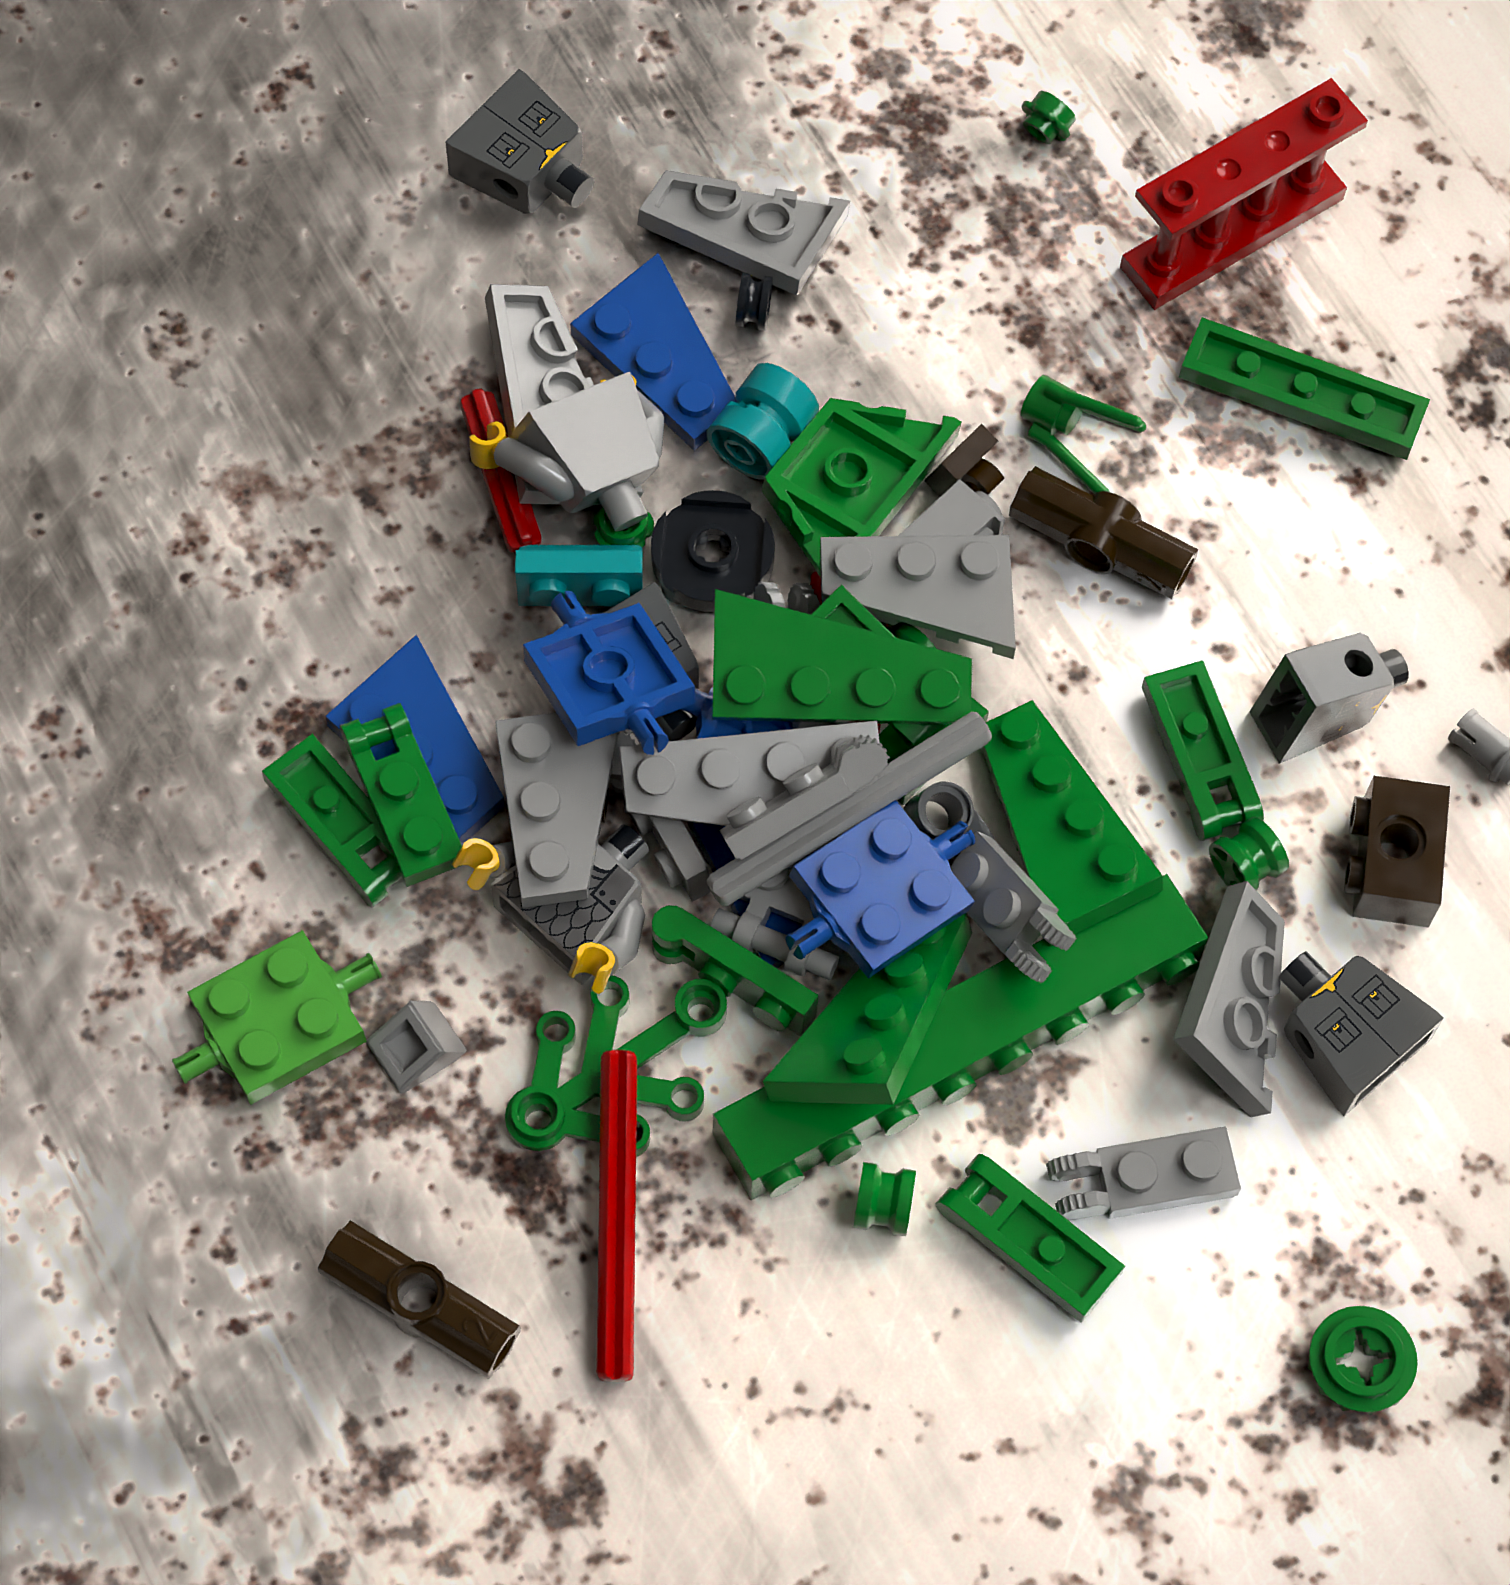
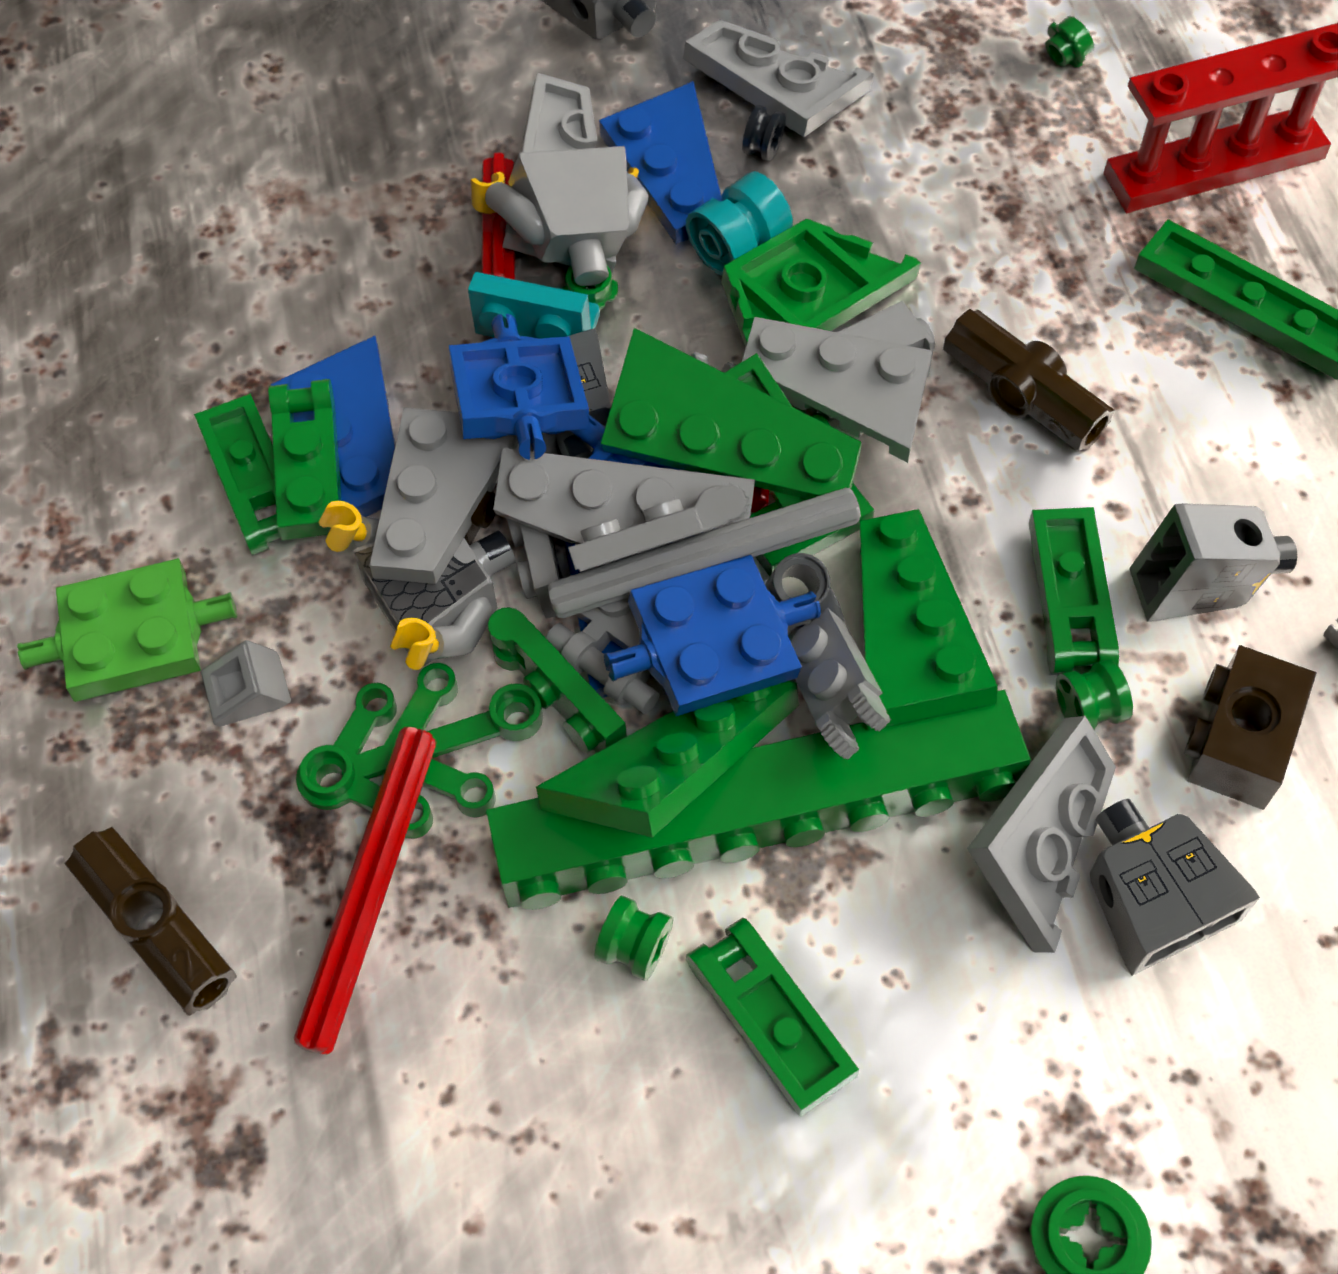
camera: 20 degrees right, 5 degrees down
(689, 527) = (662, 294): black plate -> none
(968, 465) = (918, 293): dark brown tile -> none
(1058, 408) = (1014, 269): green plant -> none
(1150, 1175) = (912, 983): light grey hinge -> none

